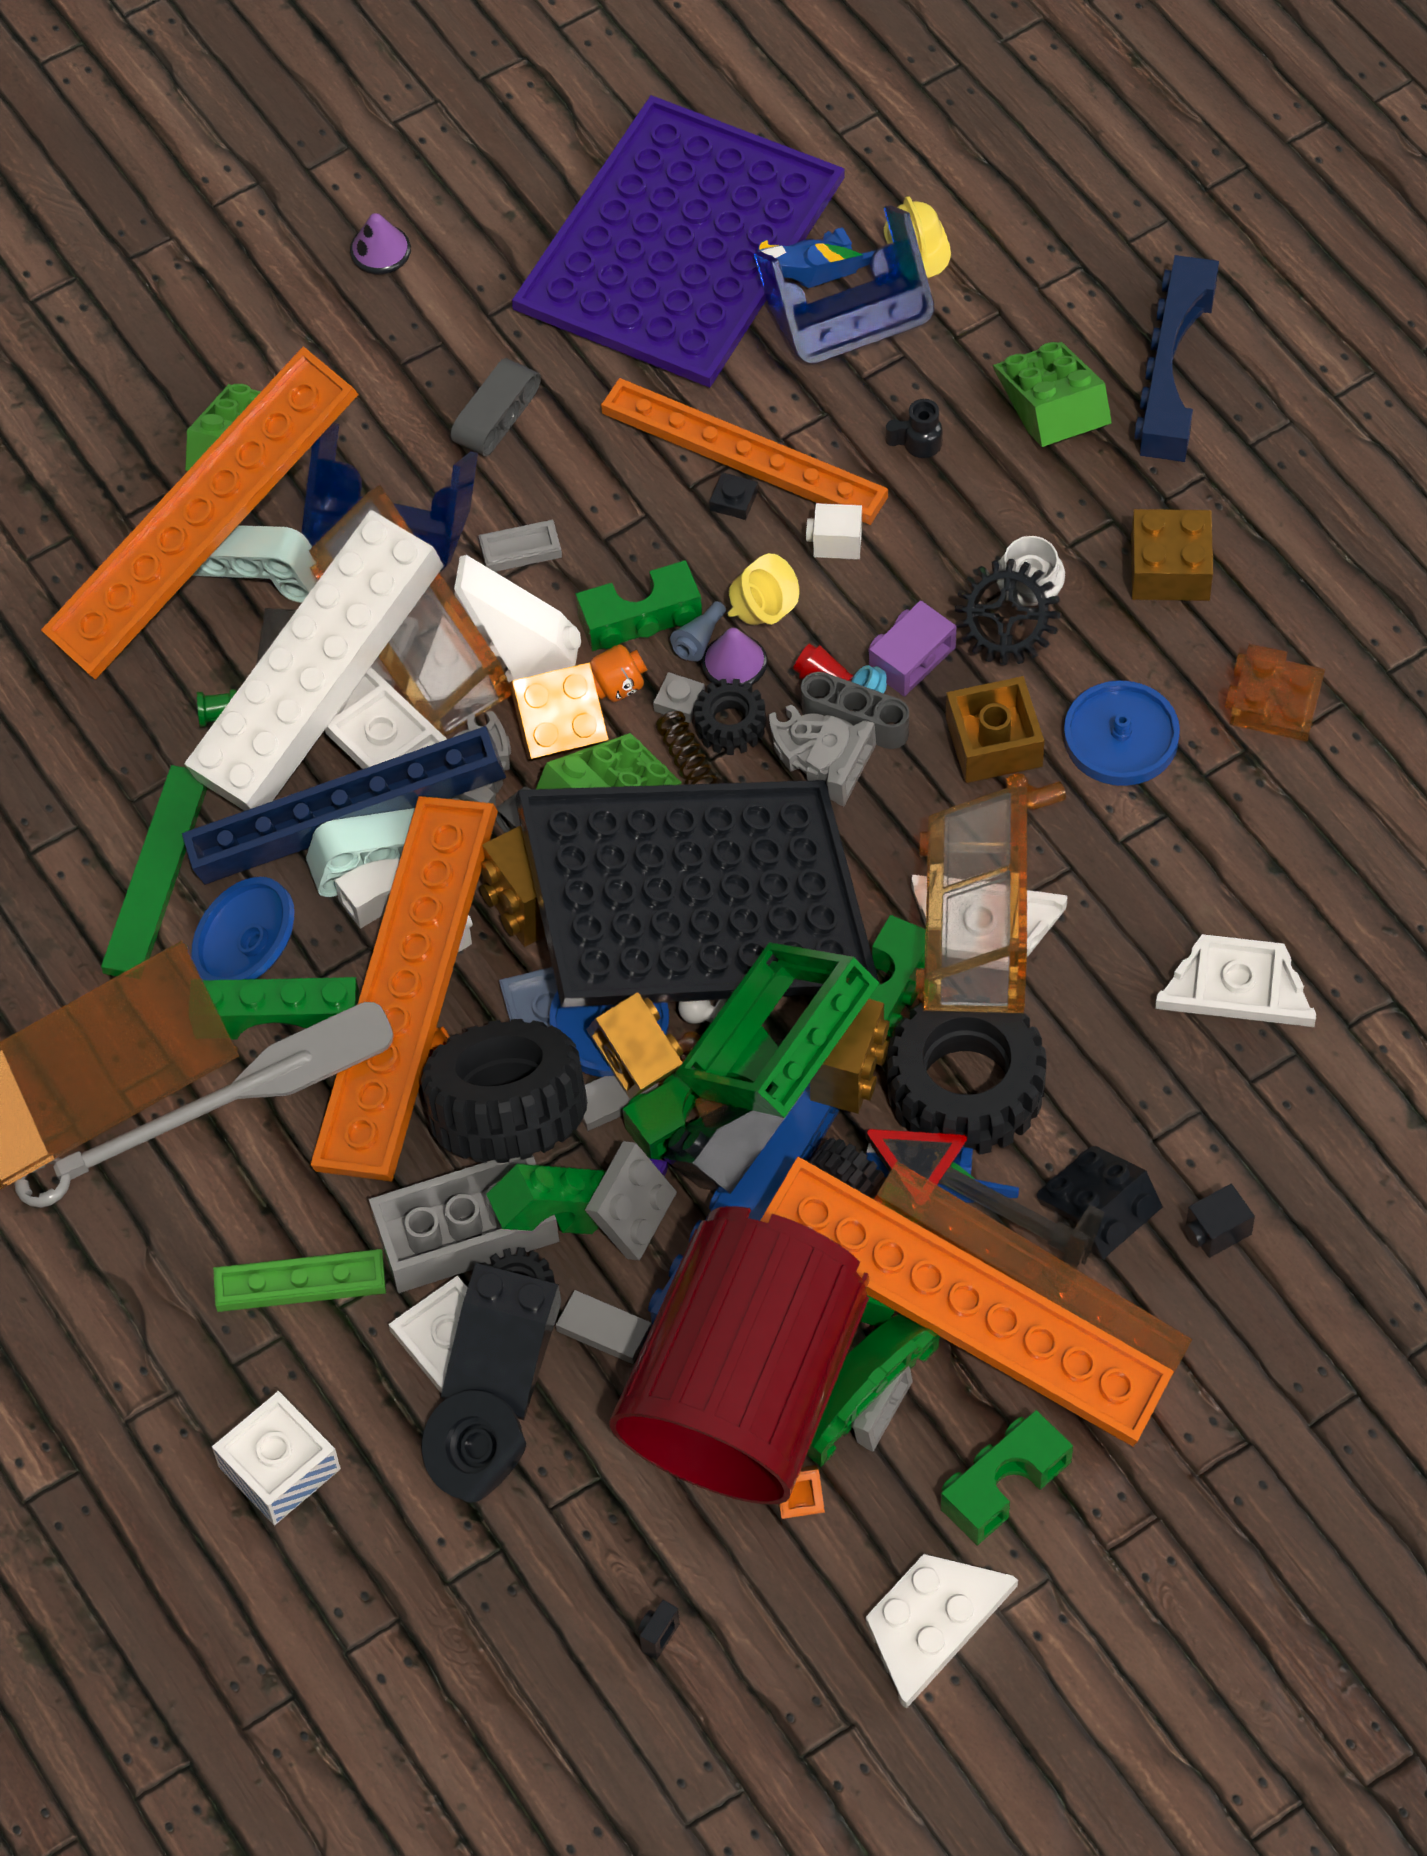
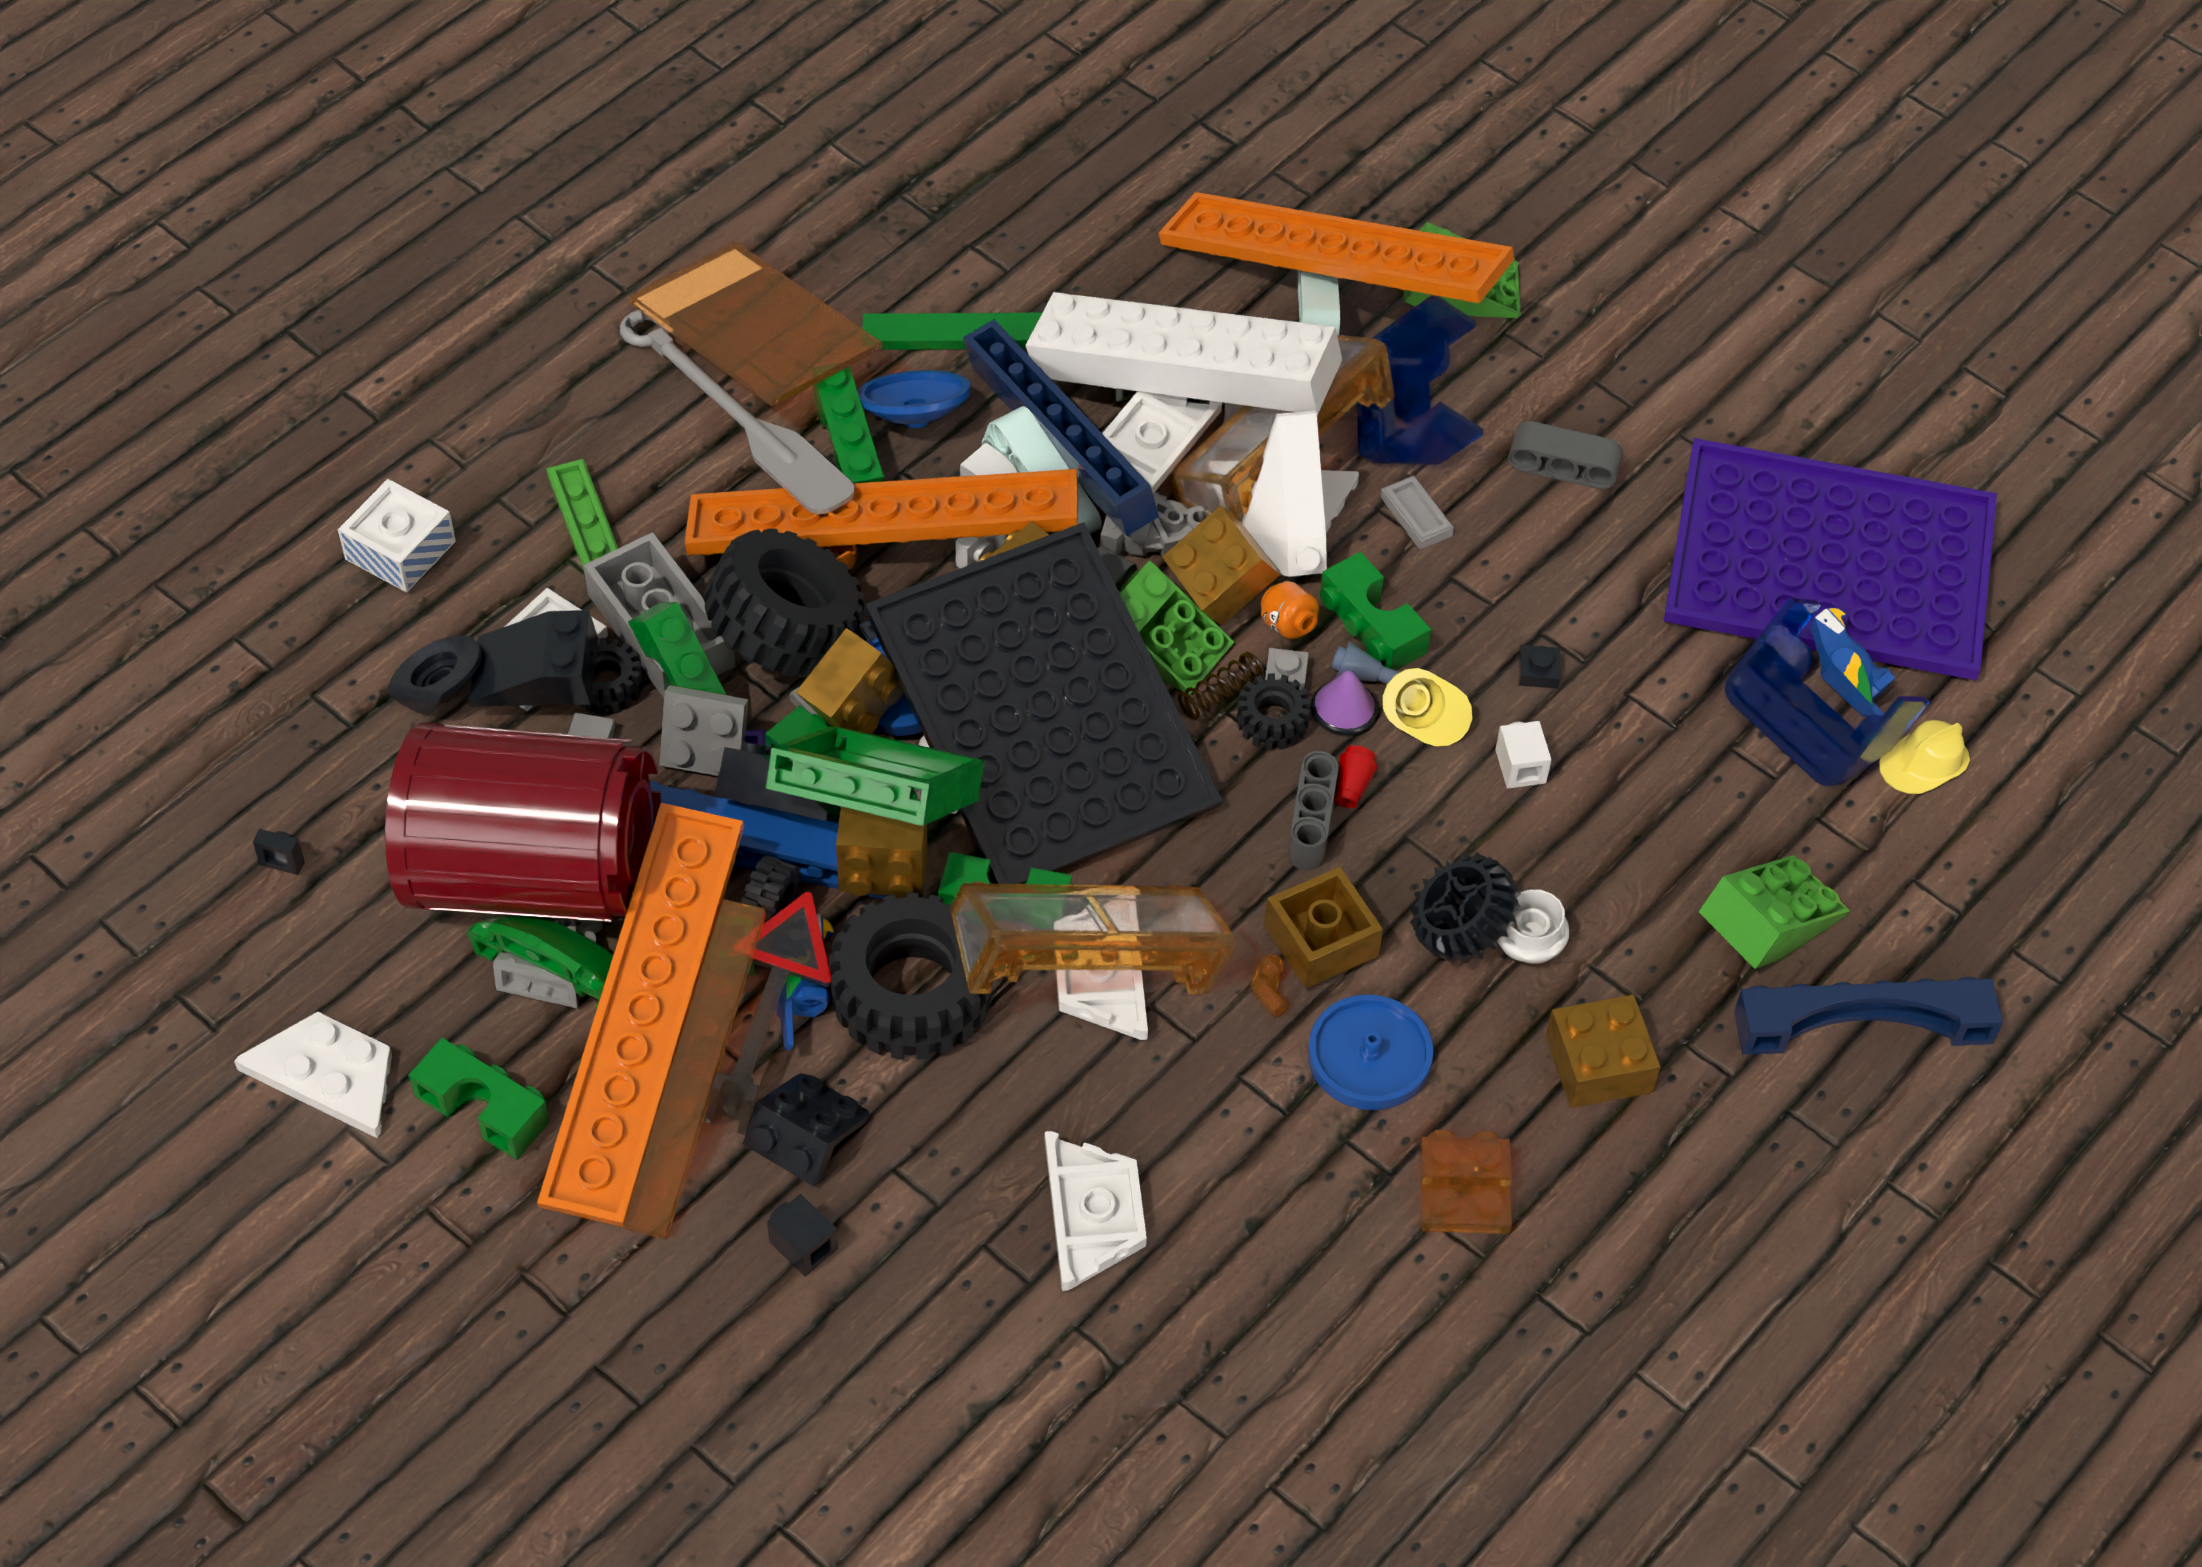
camera: 70 degrees right, 5 degrees down
(380, 246) = (1721, 331): medium lavender hat -> none
(742, 449) = (1592, 664): orange plate -> none
(805, 1496) = (443, 937): orange slope -> none
(824, 749) = (1255, 797): light grey piece -> none
(871, 678) = (1349, 817): medium azure plate -> none
(913, 647) = (1403, 843): medium lavender brick -> none
(920, 433) = (1675, 800): black piece -> none

